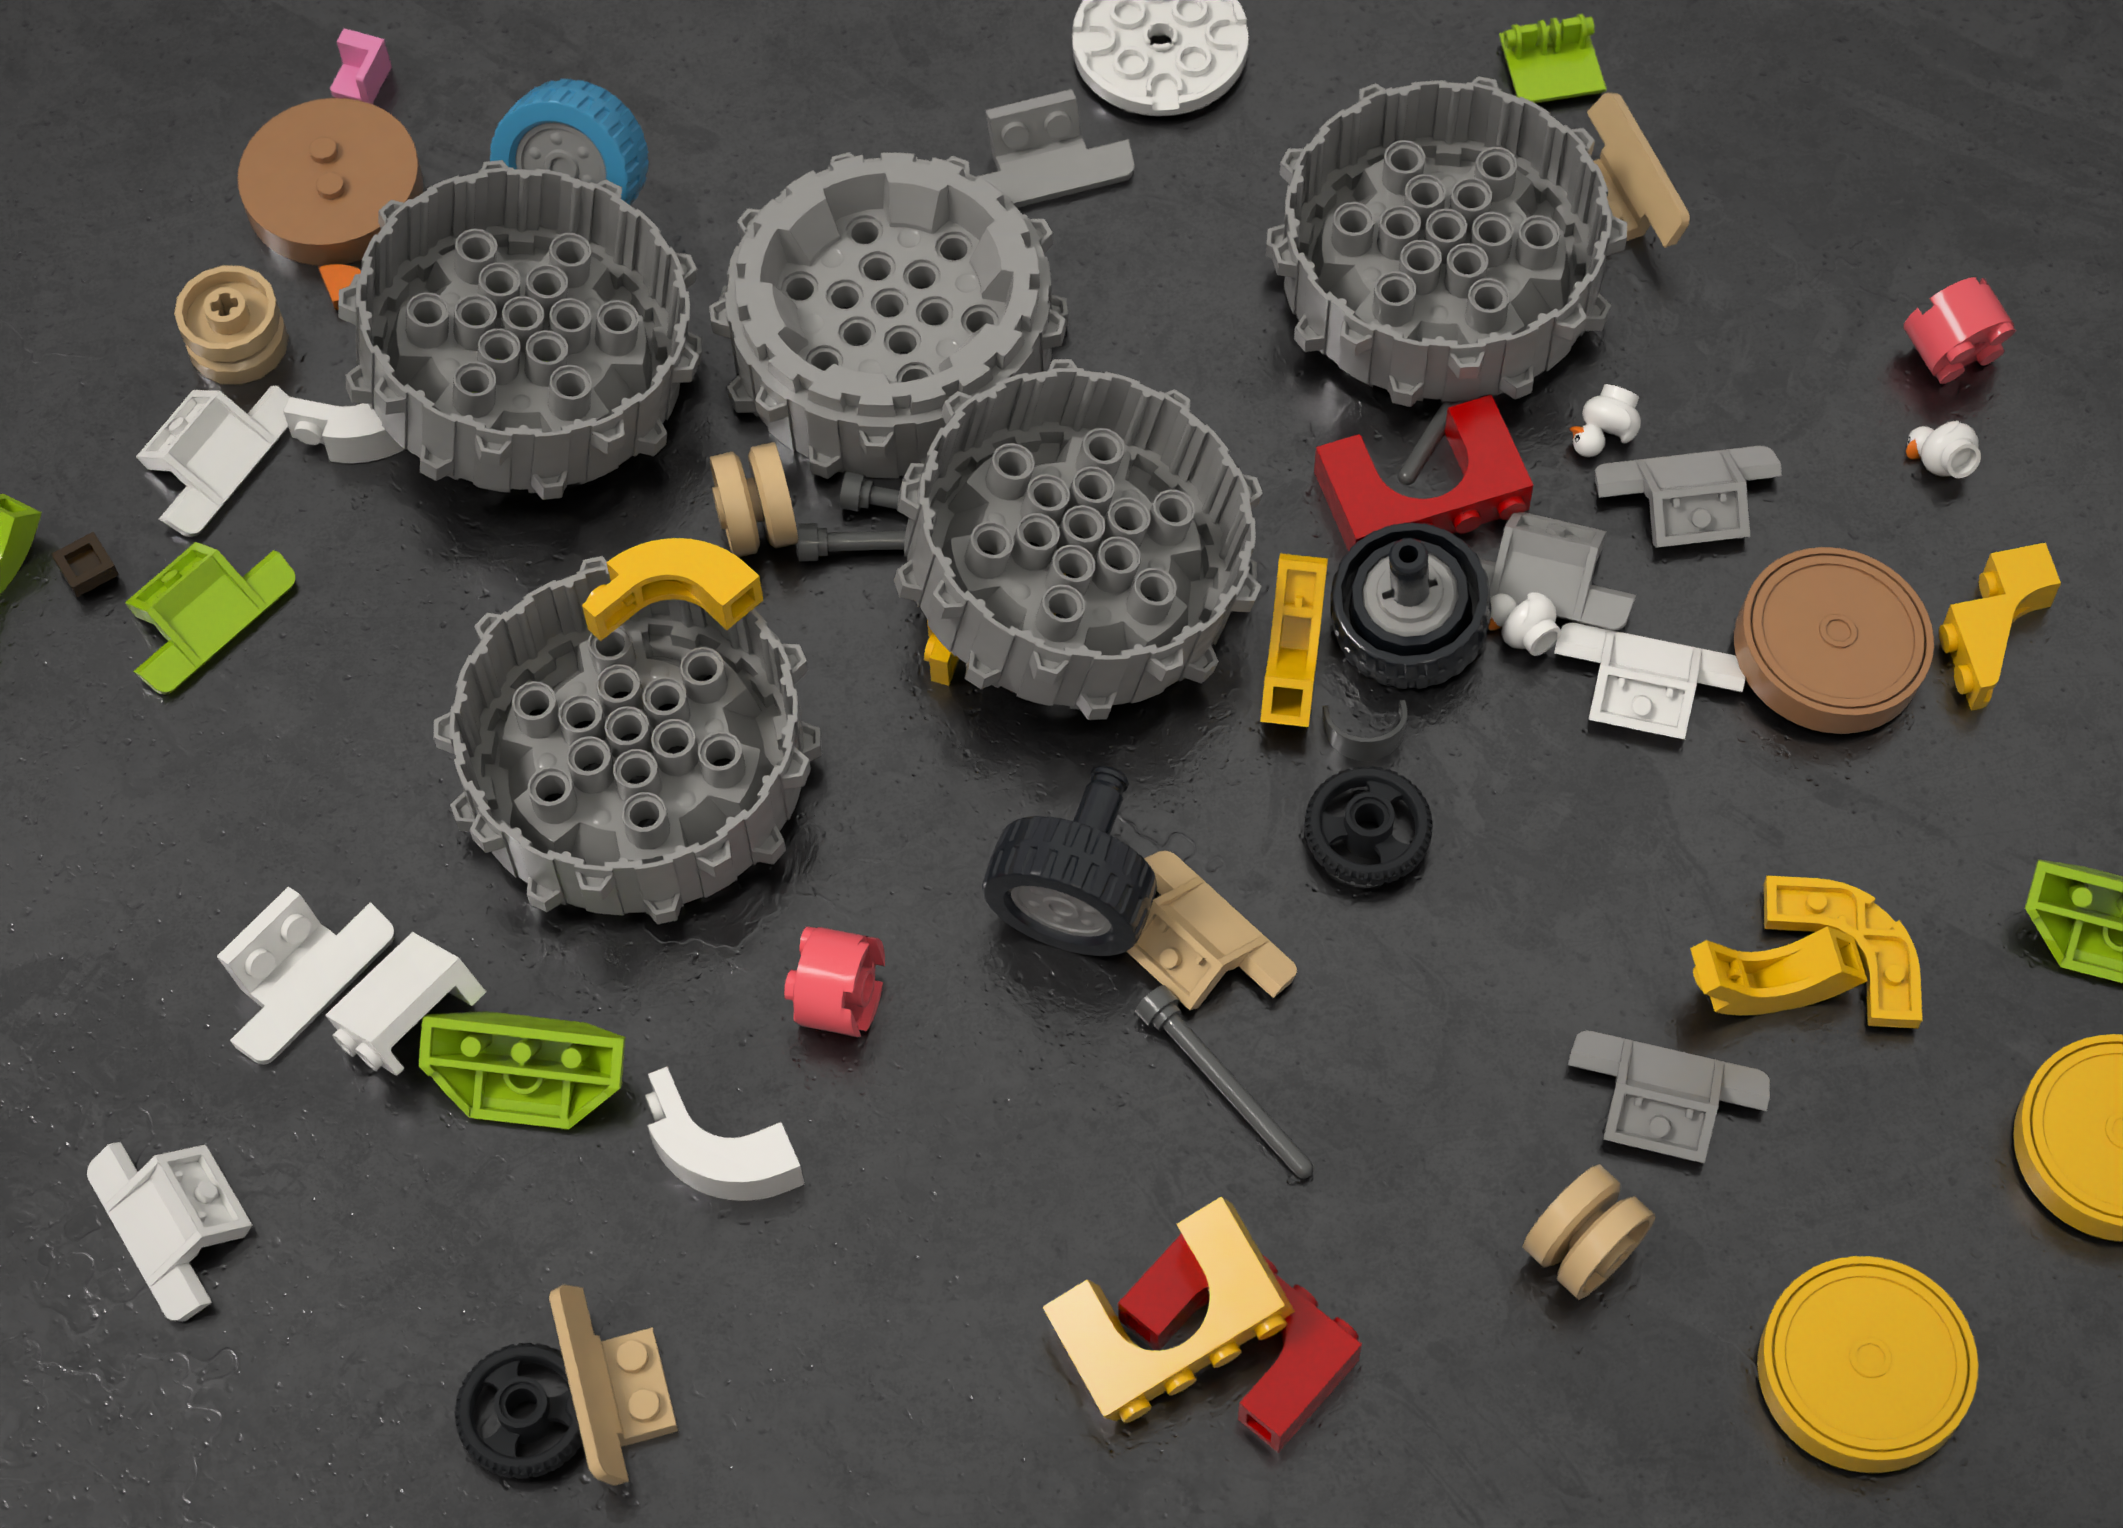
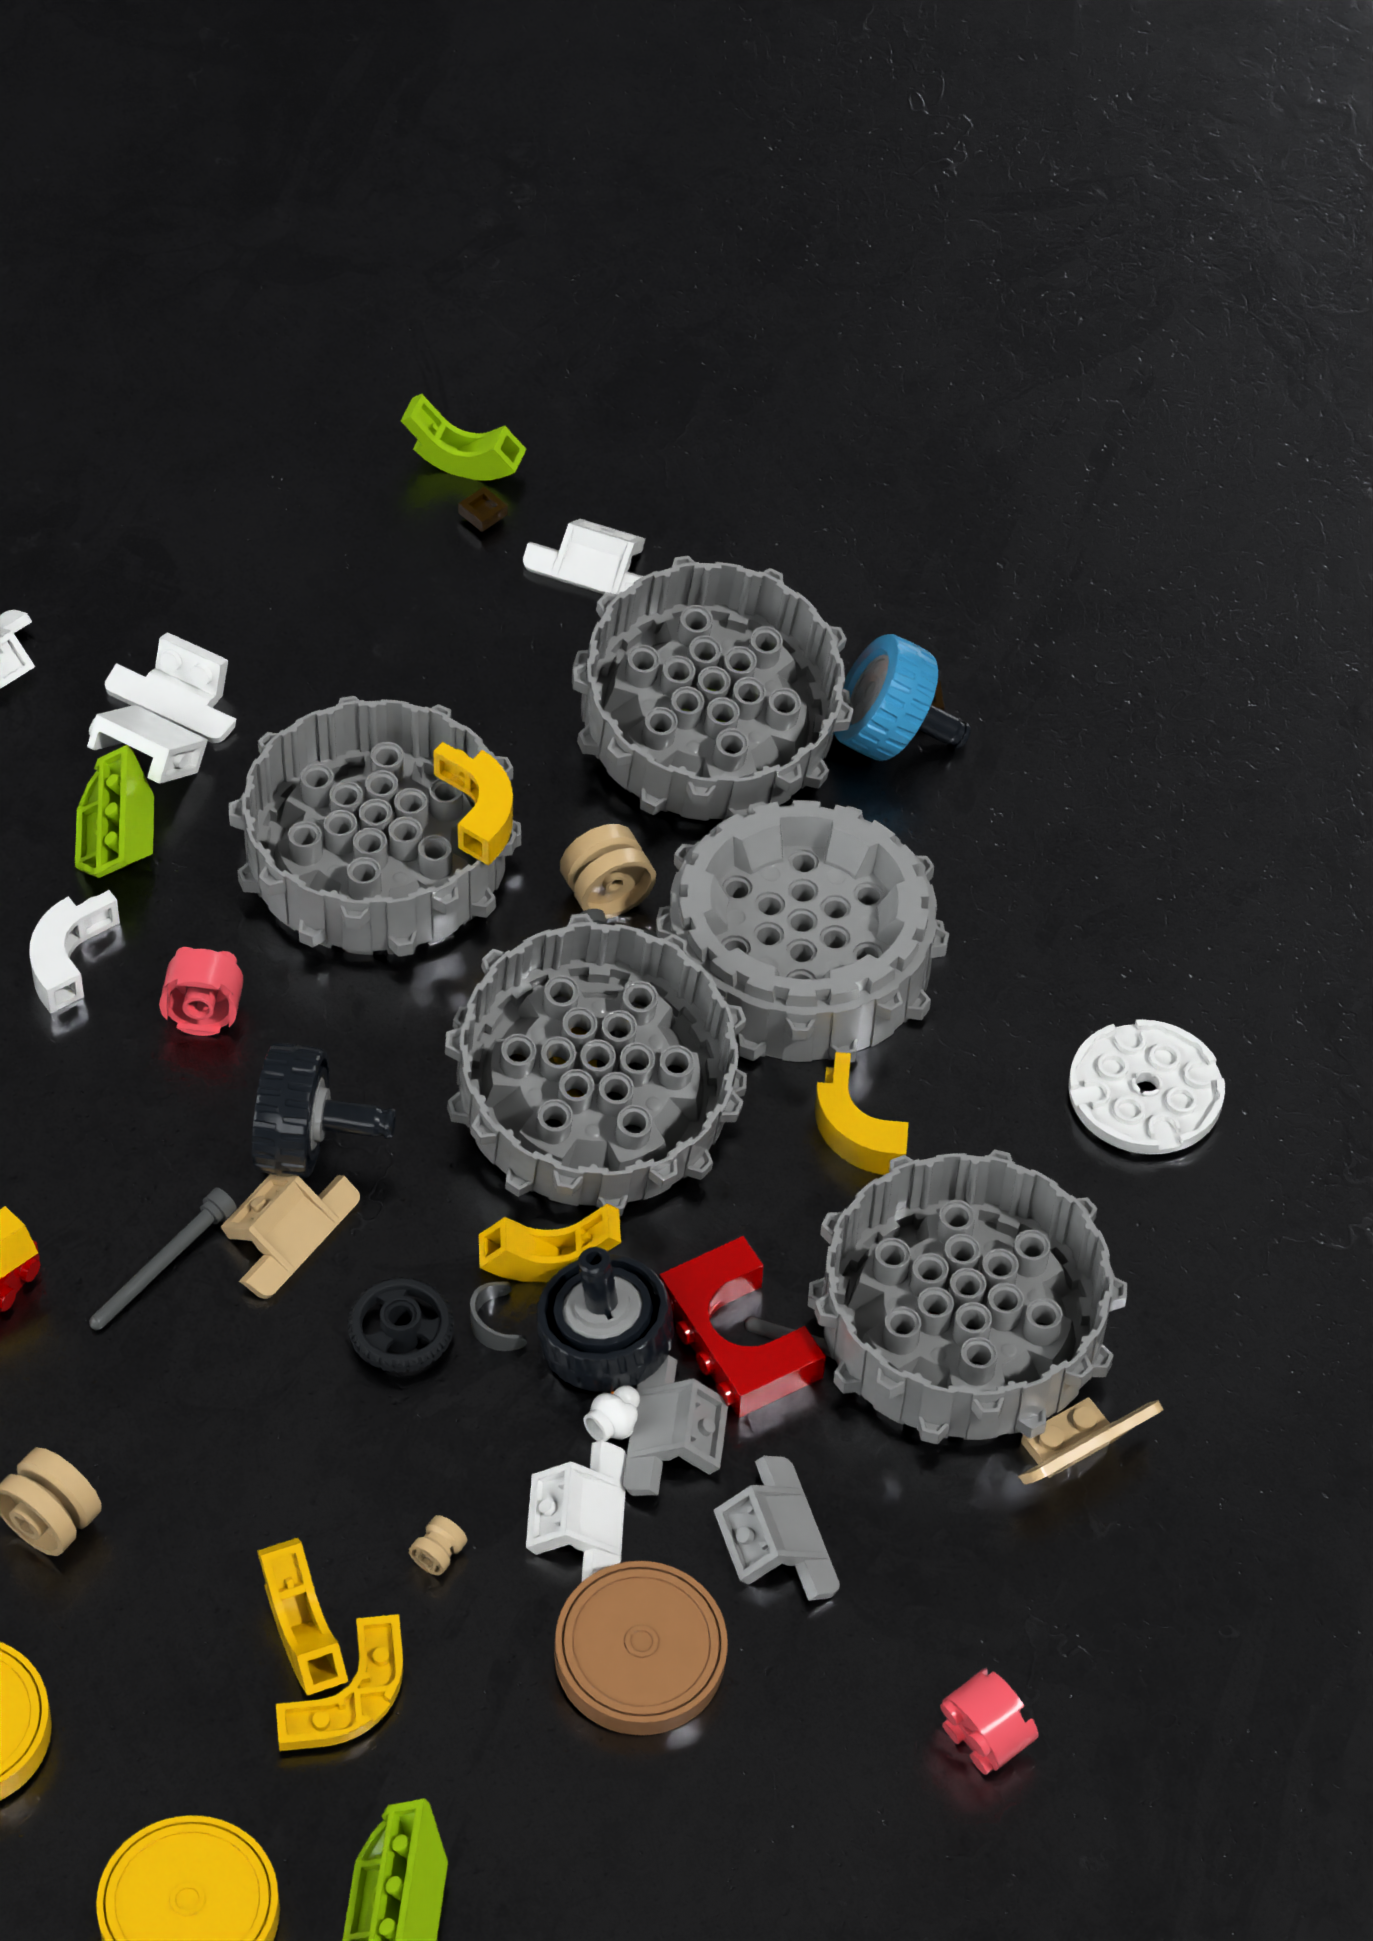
camera: 75 degrees right, 10 degrees down
(201, 608) = (459, 580): lime plate -> none
(231, 324) = (702, 531): tan wheel -> none
(322, 177) = (855, 576): medium nougat brick -> none
(363, 67) = (961, 582): bright pink panel -> none
(1043, 153) = (1001, 1022): light grey plate -> none
(1161, 331) = (849, 1131): none -> yellow arch
(1553, 59) = (1213, 1381): lime hinge -> none
(1611, 413) = (835, 1456): white animal -> none
(1665, 1095) = (192, 1560): light grey plate -> none
(1676, 825) = (438, 1545): none -> tan wheel
(1946, 450) = (863, 1729): white animal -> none
(1979, 629) = (674, 1771): yellow arch -> none

